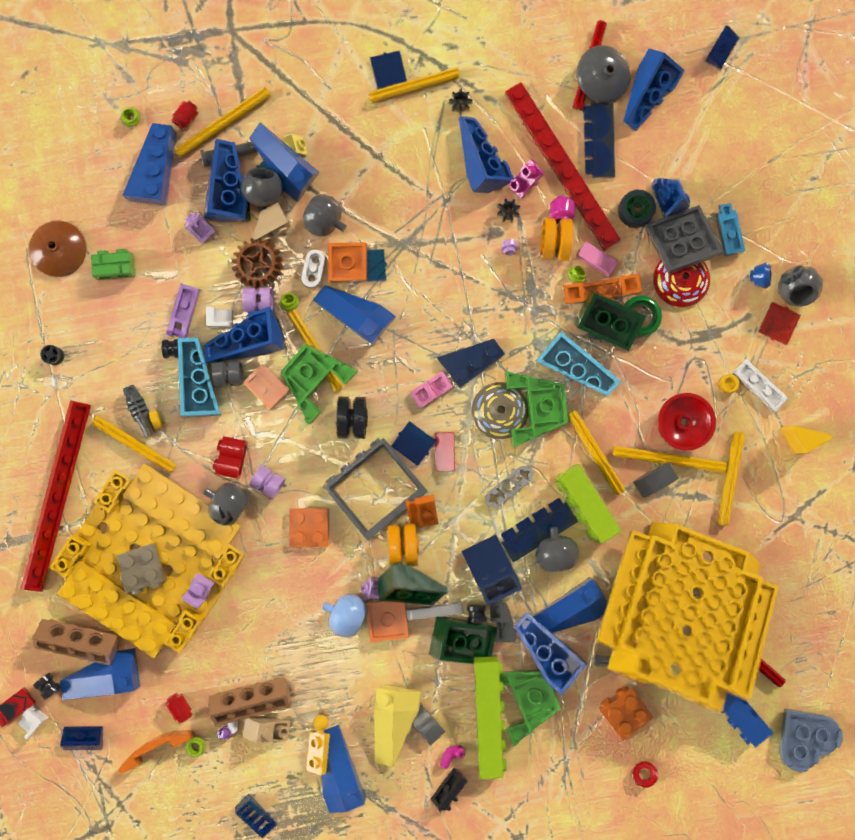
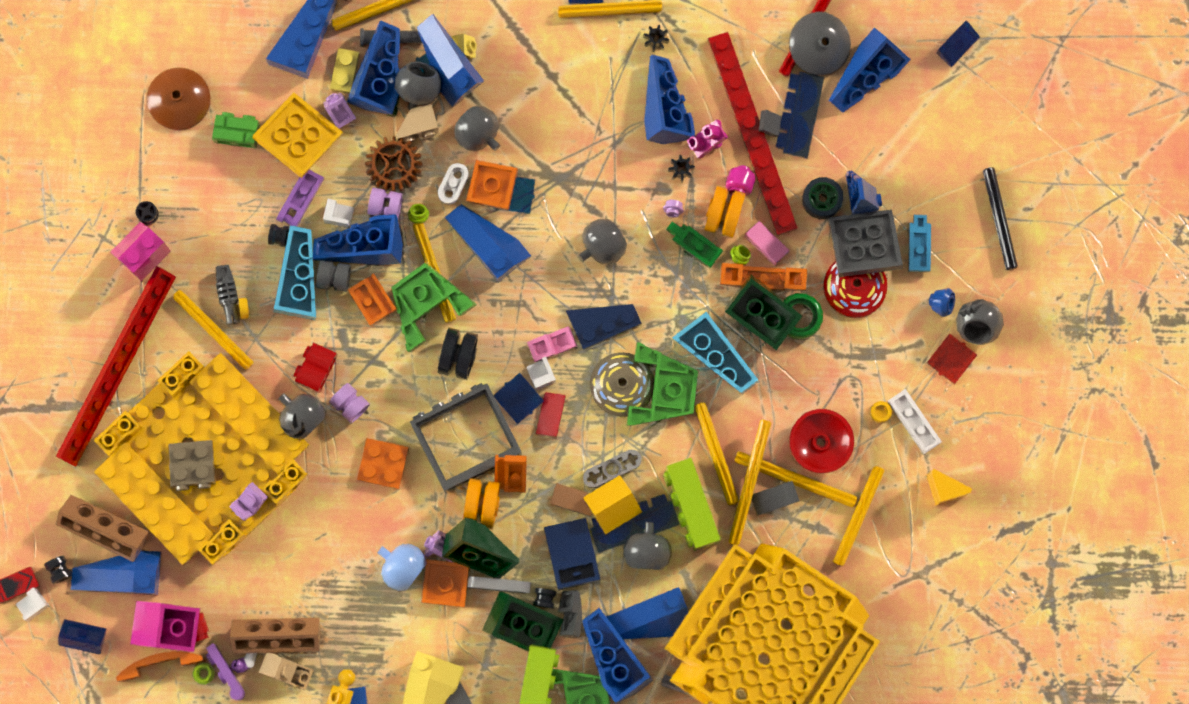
camera: 10 degrees right, 5 degrees down
(54, 391) = (141, 251): none -> dark pink slope
(150, 717) = (165, 626): none -> dark pink slope
(166, 256) = (297, 135): none -> yellow plate
(196, 191) = (344, 70): none -> light yellow plate
(214, 744) = (226, 674): none -> medium lavender plate
(428, 417) = (541, 374): none -> white panel
(456, 290) = (603, 242): none -> dark grey piece
(481, 521) = (570, 499): none -> medium nougat tile
(517, 518) = (612, 504): none -> yellow slope
(535, 273) = (695, 244): none -> green hinge
(576, 153) = (770, 123): none -> dark grey tile
(631, 471) = (749, 482): none -> yellow axle
(793, 192) = (1000, 218): none -> black axle

